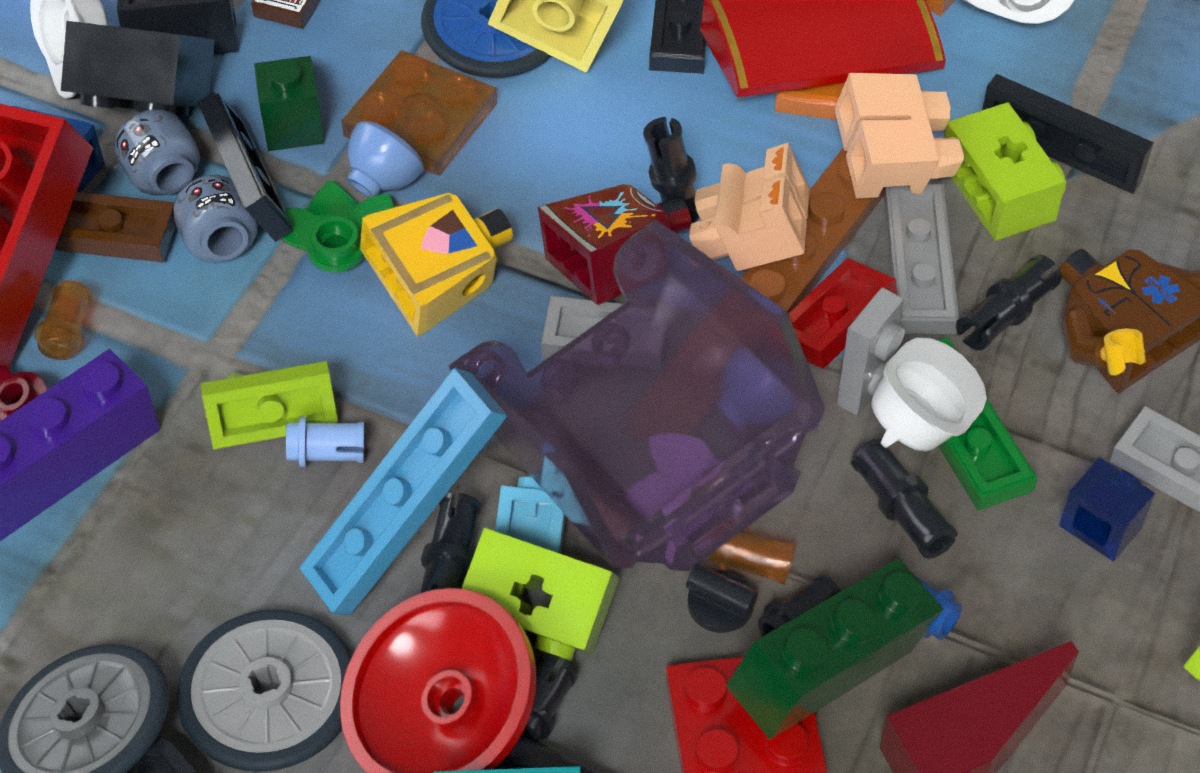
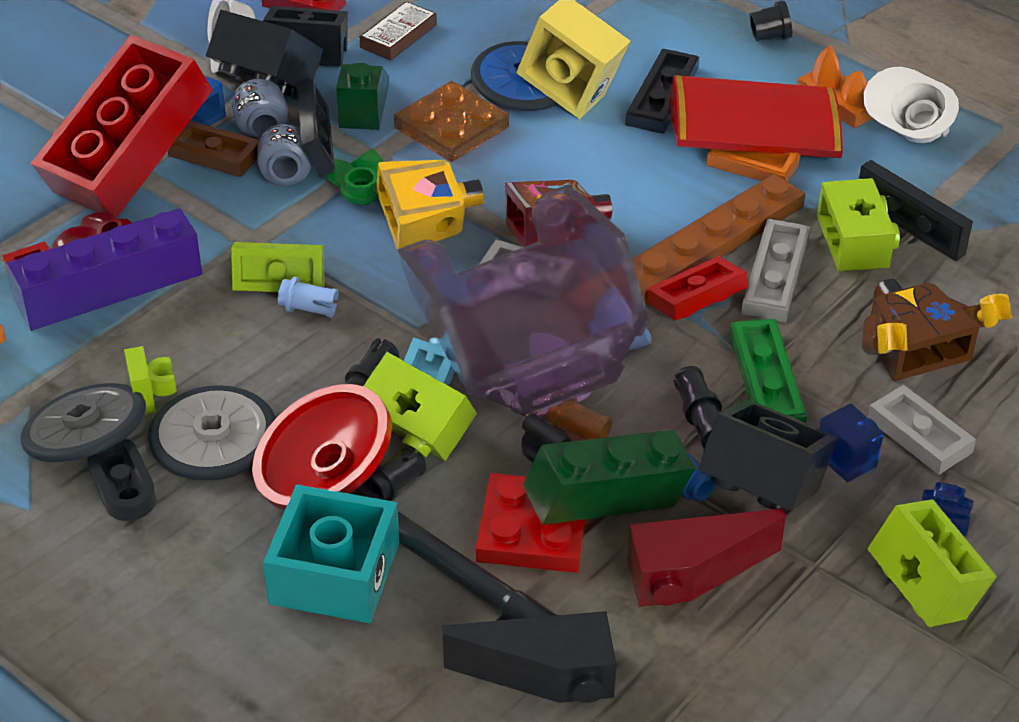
camera: 15 degrees right, 10 degrees down
(61, 332) = (162, 195): clear orange pin -> none
(143, 624) = (149, 379): none -> lime tile
(380, 160) = (410, 139): medium blue brick -> none
(402, 491) = (340, 321): dark azure plate -> none
(671, 168) = (607, 174): black pin -> none
(754, 213) = (662, 216): light nougat hips -> none
(868, 347) = (706, 308): light grey plate -> none
(889, 133) = (774, 181): light nougat hips -> none
(927, 395) = (738, 343): white piece -> none
(1008, 302) = (829, 305): black pin -> none
(1027, 565) = (767, 455): none -> black brick

